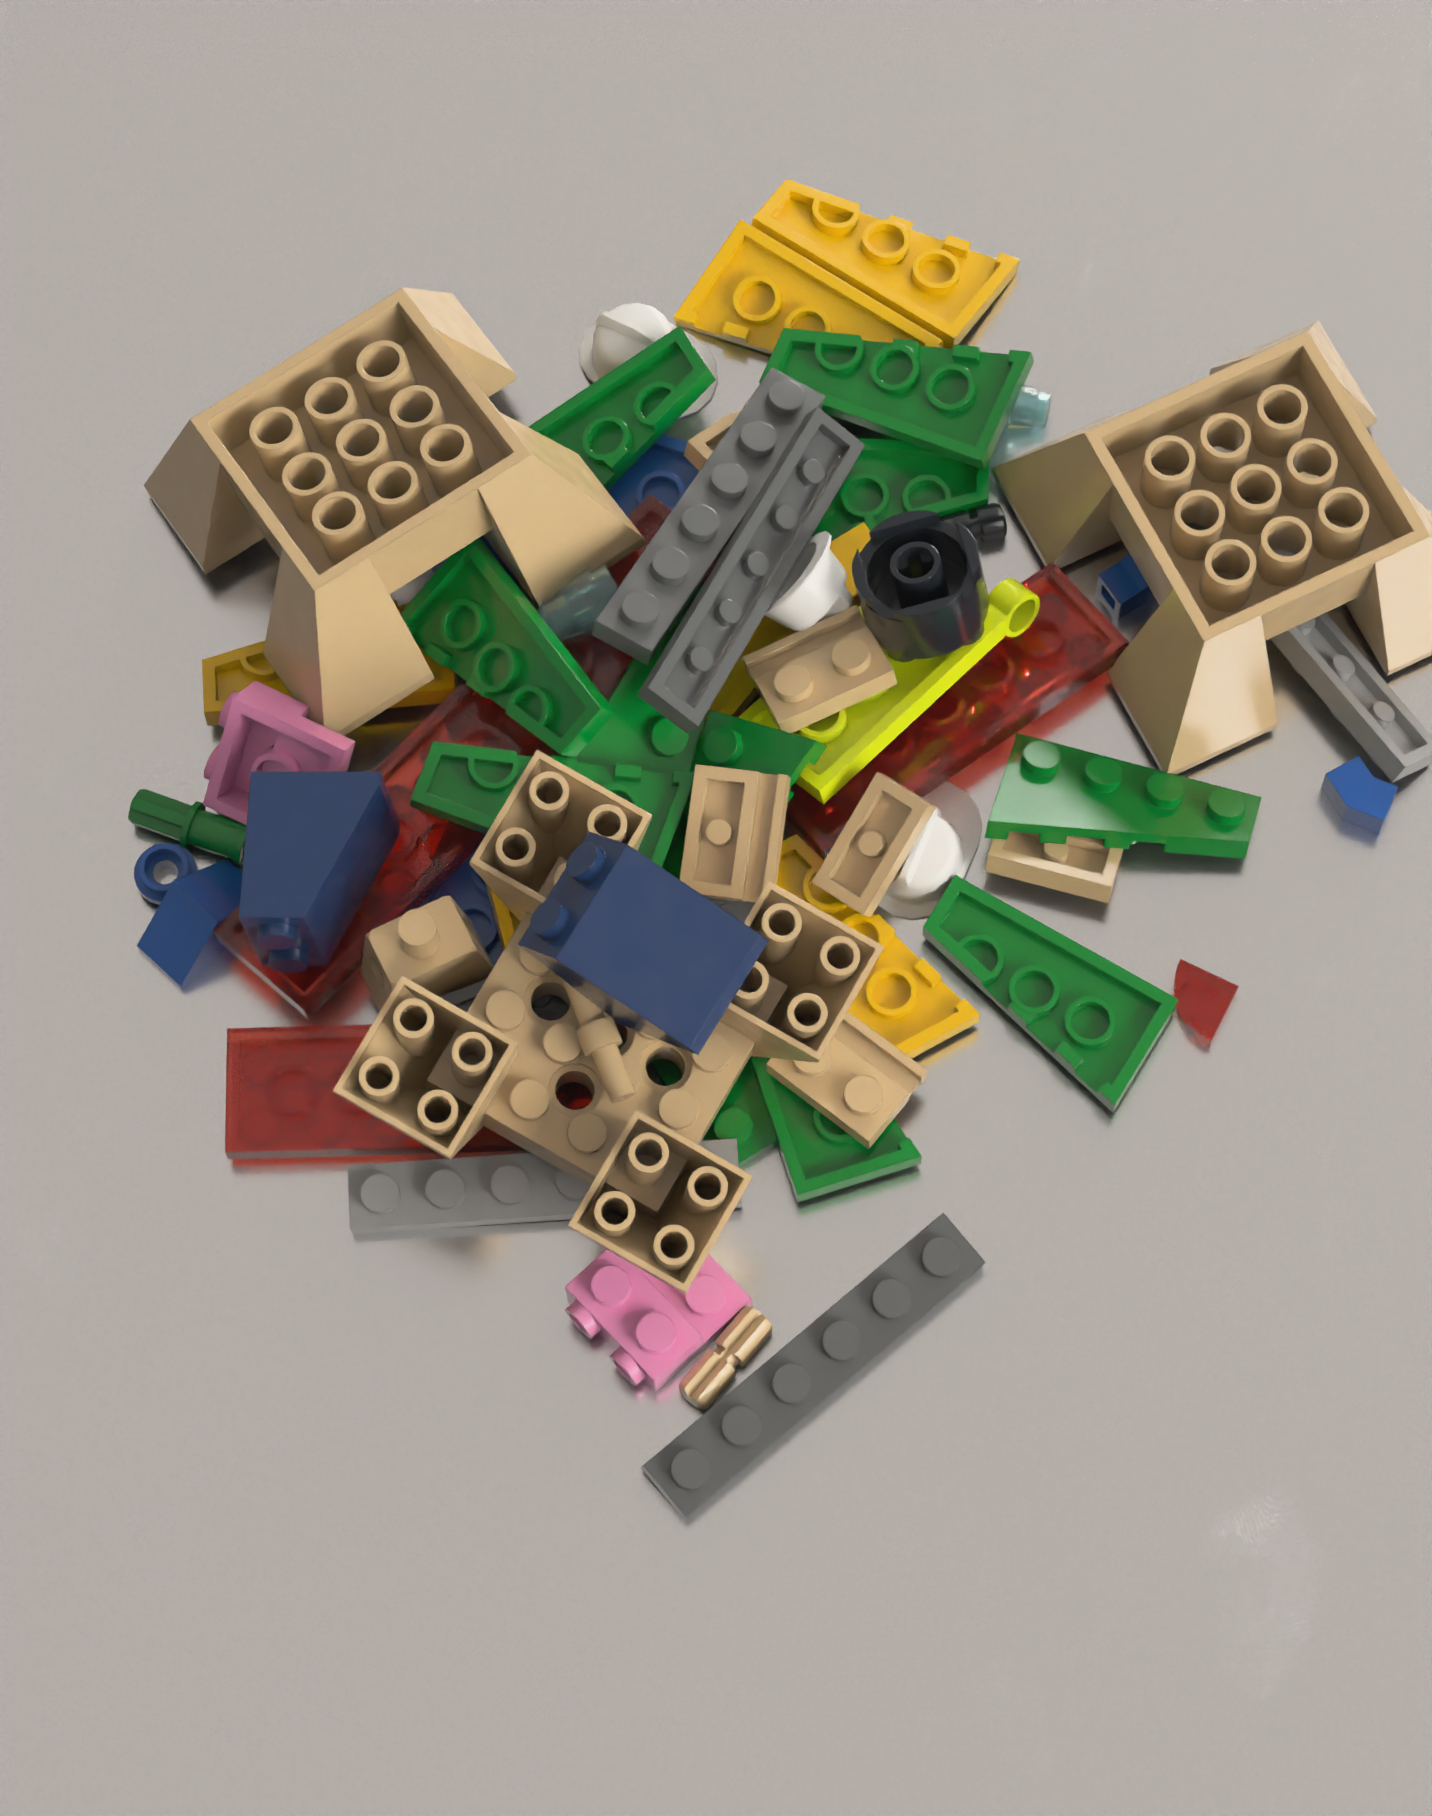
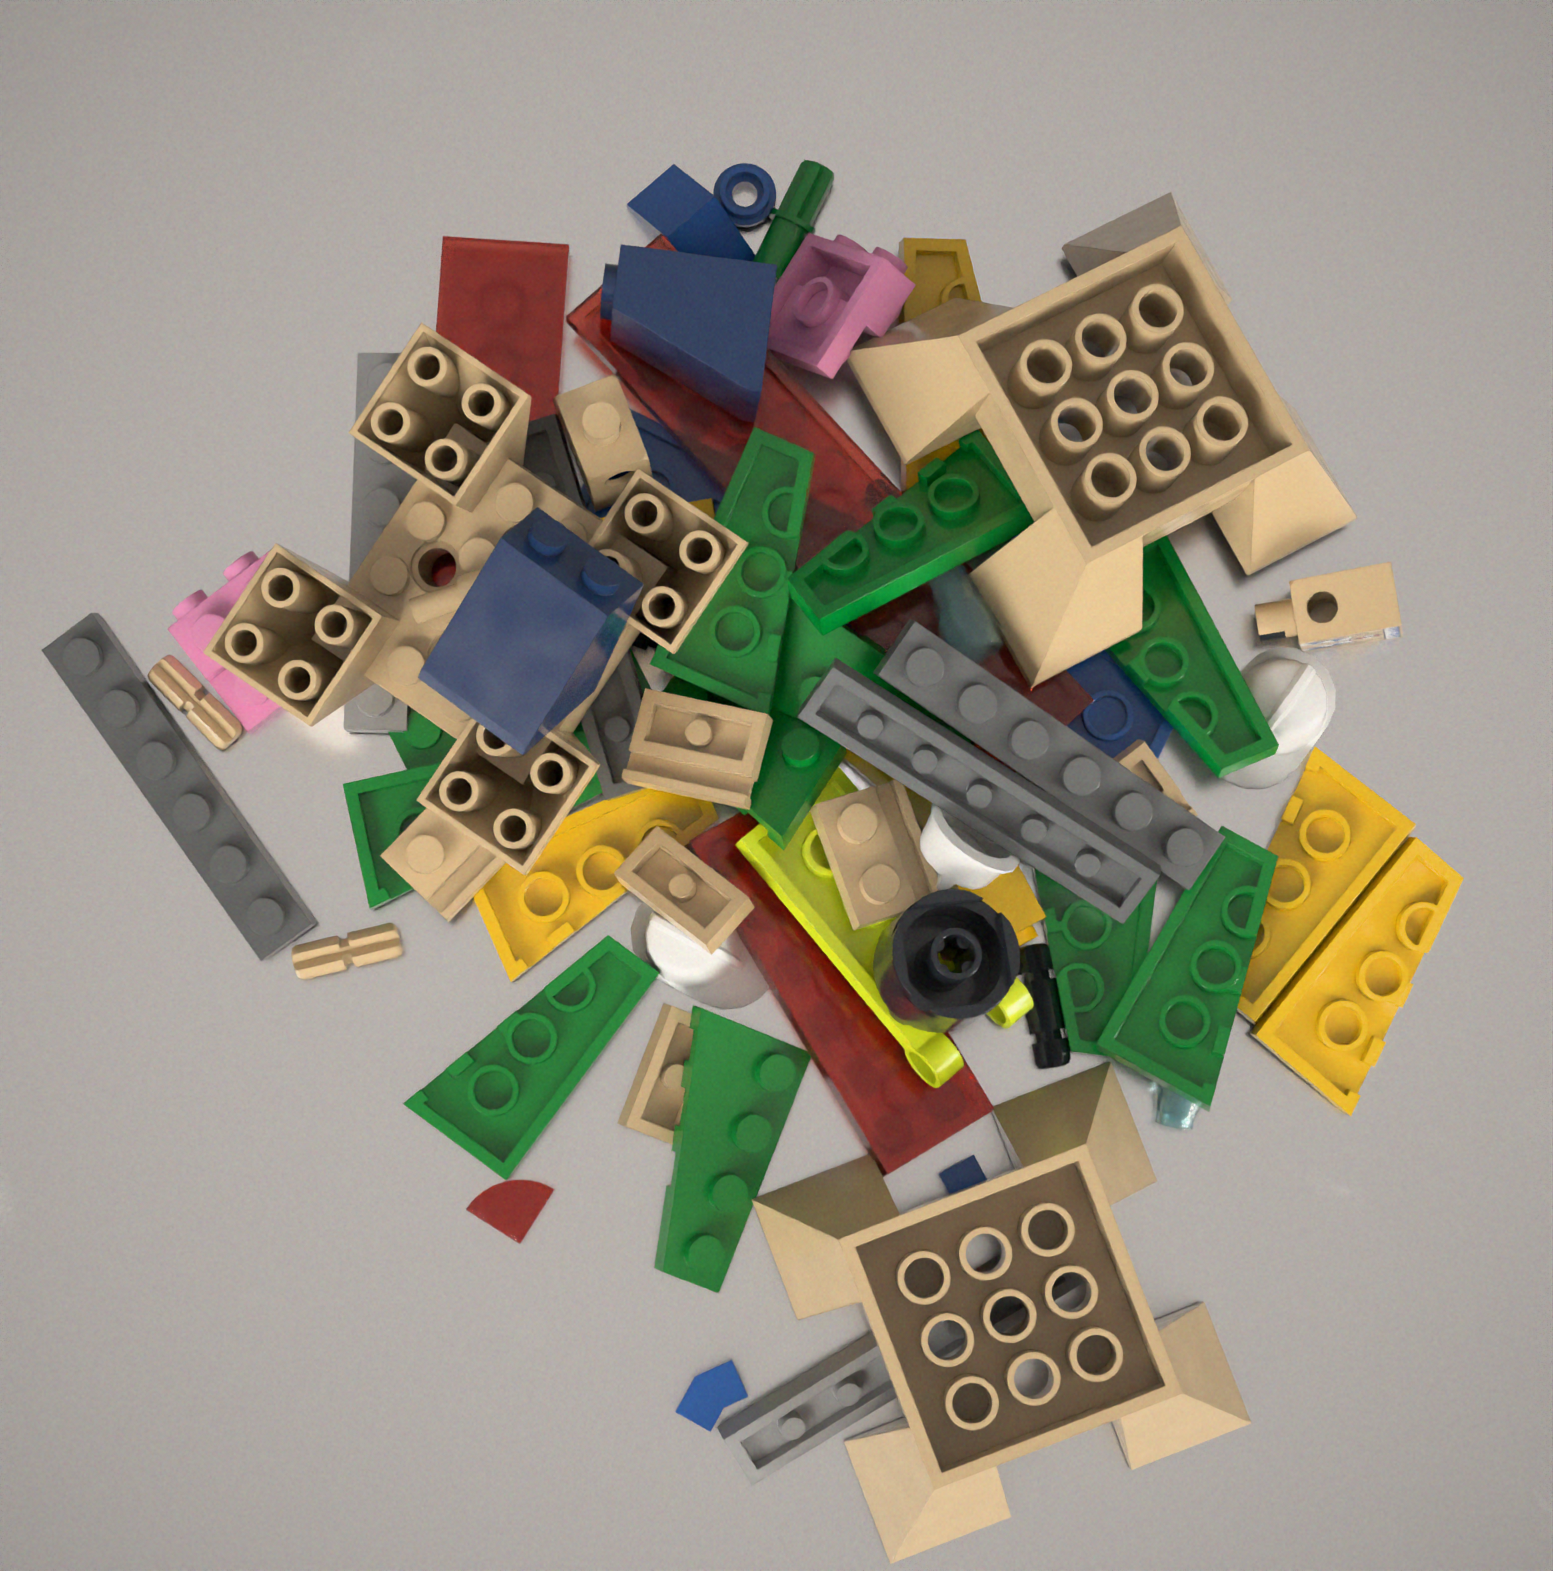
camera: 85 degrees right, 15 degrees up
(542, 295) = (1364, 603): none -> tan torso
(962, 1172) = (333, 954): none -> tan piece

